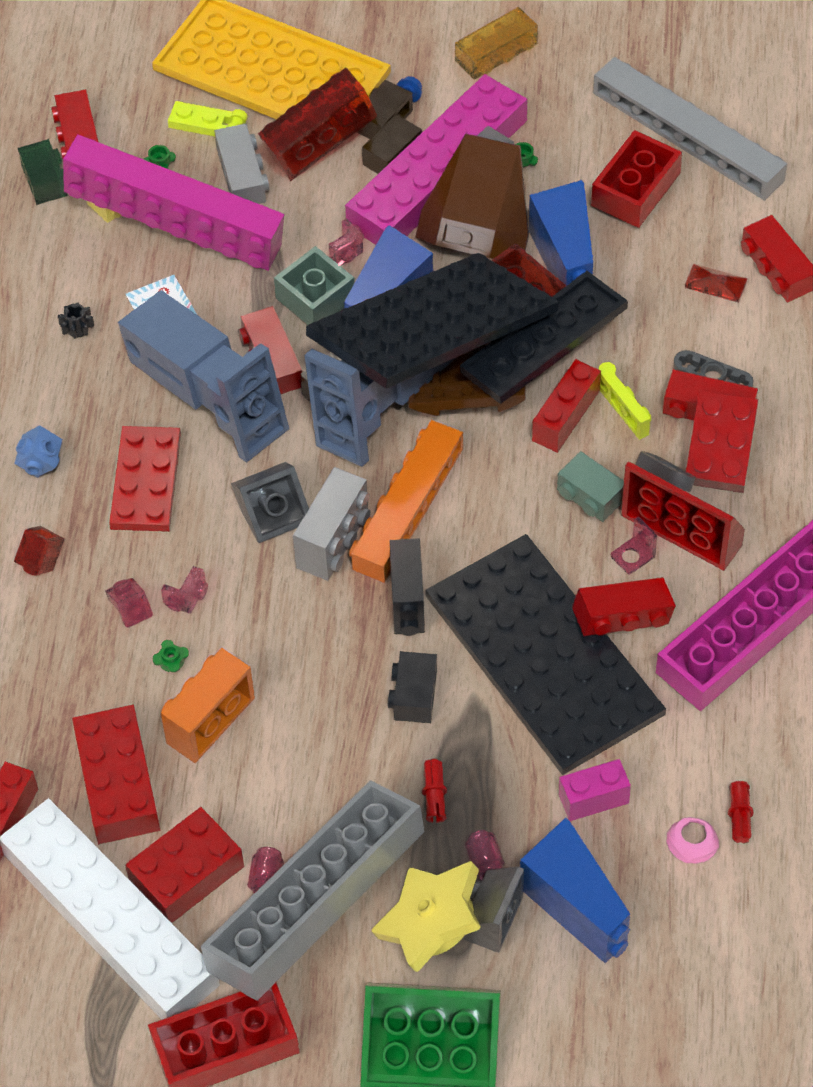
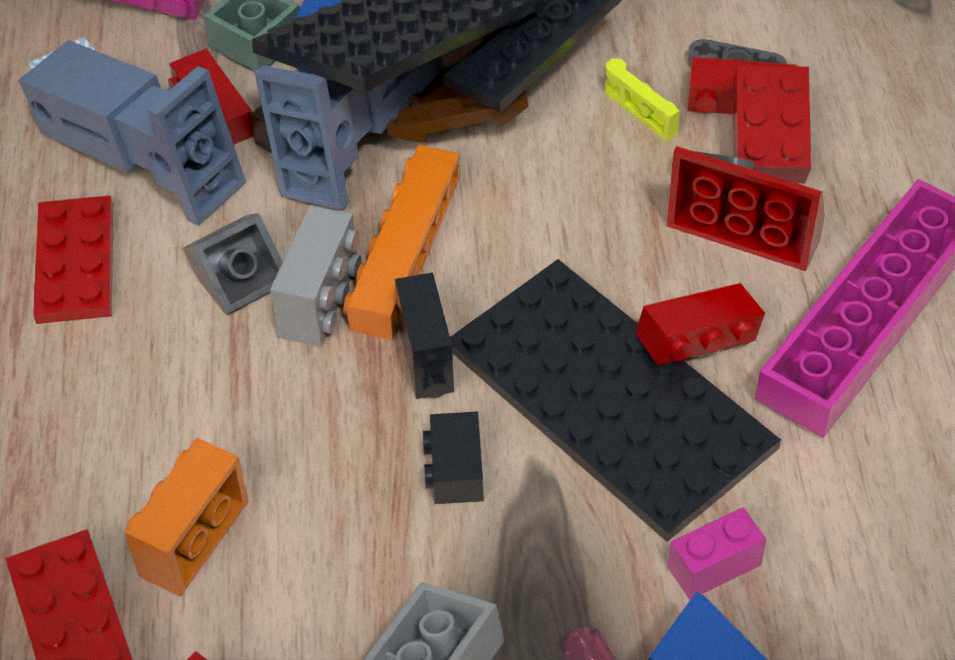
camera: 10 degrees left, 5 degrees down
(129, 601) = (70, 404): clear pink bracket -> none
(173, 663) = (133, 473): green plate -> none
(187, 596) = (145, 385): clear pink bracket -> none
(434, 790) = (506, 585): red axle -> none
(566, 405) = (575, 113): red brick -> none
(590, 486) = (626, 194): sand green brick -> none
(643, 542) = (702, 250): clear pink bracket -> none
(691, 852) = (851, 614): bright pink piece -> none
(740, 811) = (910, 554): red axle -> none

